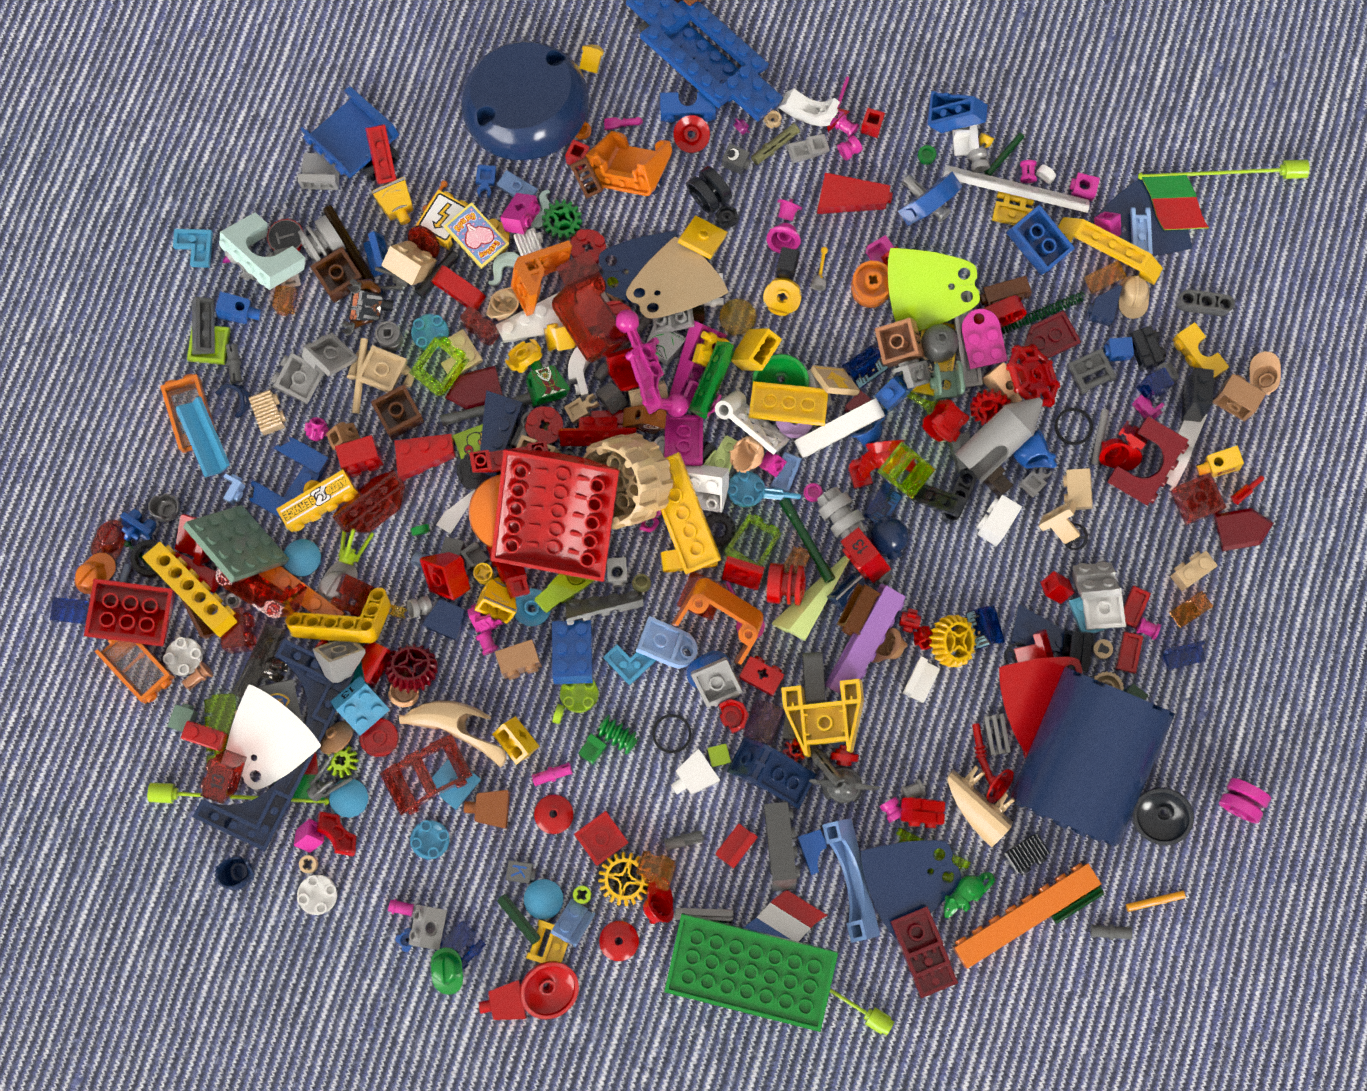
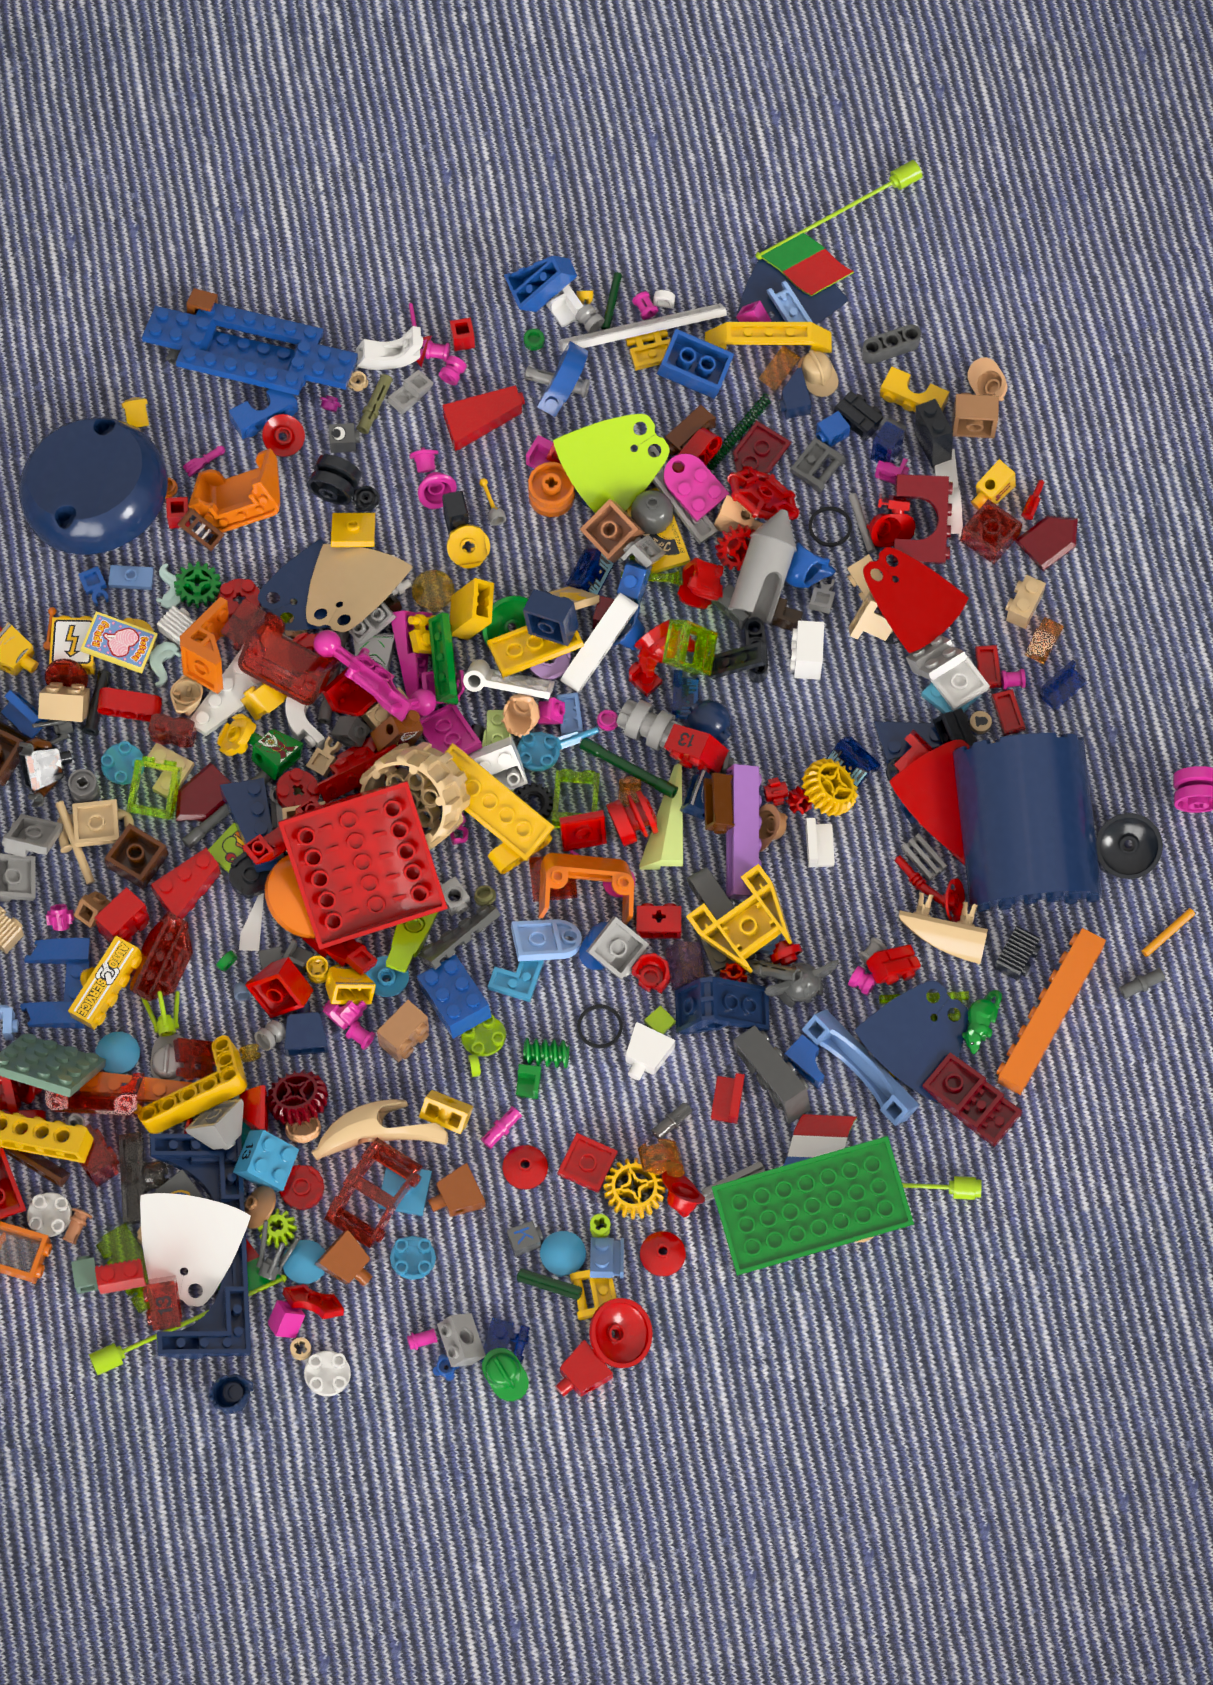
camera: 30 degrees left, 10 degrees down
(376, 815) = (345, 1260): none -> dark orange torso
(520, 213) = (152, 598): dark pink brick -> none
(809, 391) = (550, 617): none -> dark blue brick
(956, 379) = (689, 537): sand green piece -> none
(1057, 587) = (902, 686): red panel -> none
(1077, 905) = (1094, 975): dark green axle -> none
(1091, 183) = (711, 285): dark pink brick -> none
(1106, 529) = (918, 604): none -> red piece

